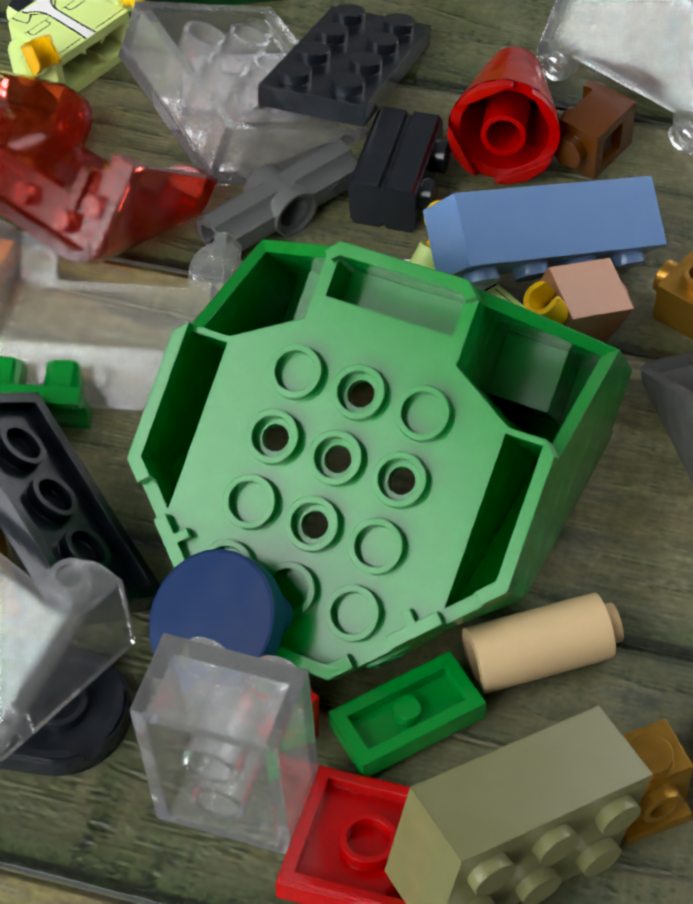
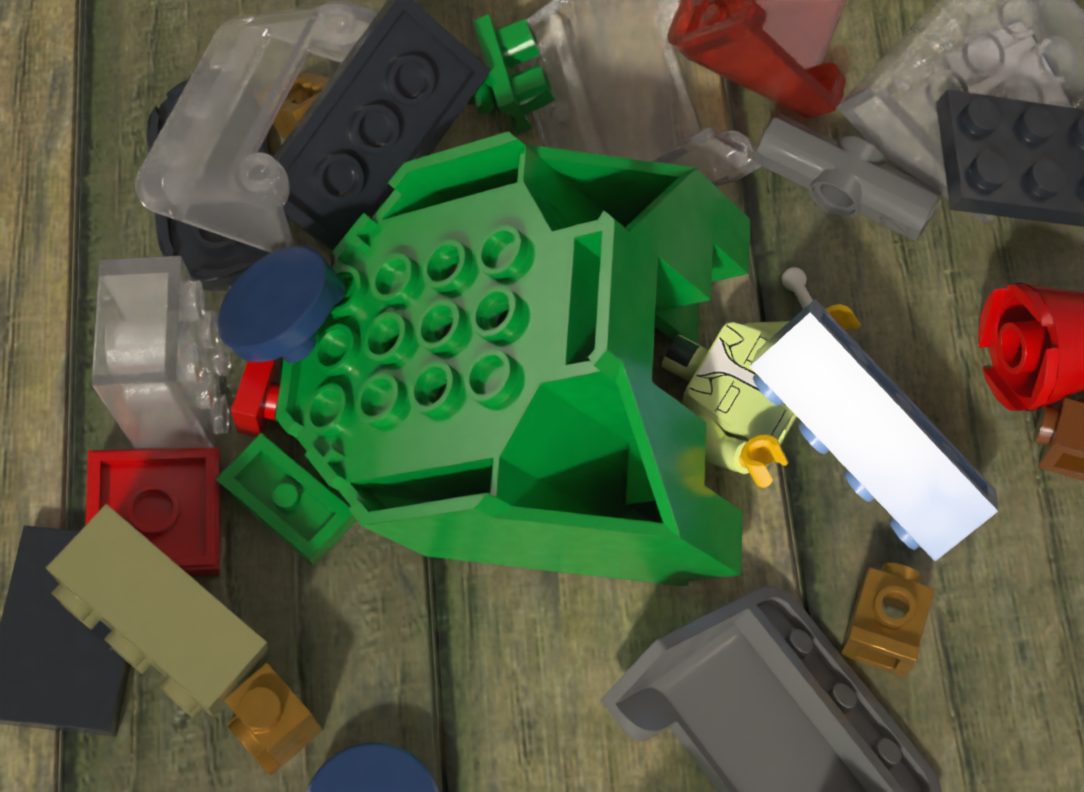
camera: 70 degrees right, 15 degrees up
(398, 169) = (937, 267): black brick -> none
(541, 642) = (395, 591): tan brick -> none
(593, 294) = (815, 500): nougat brick -> none

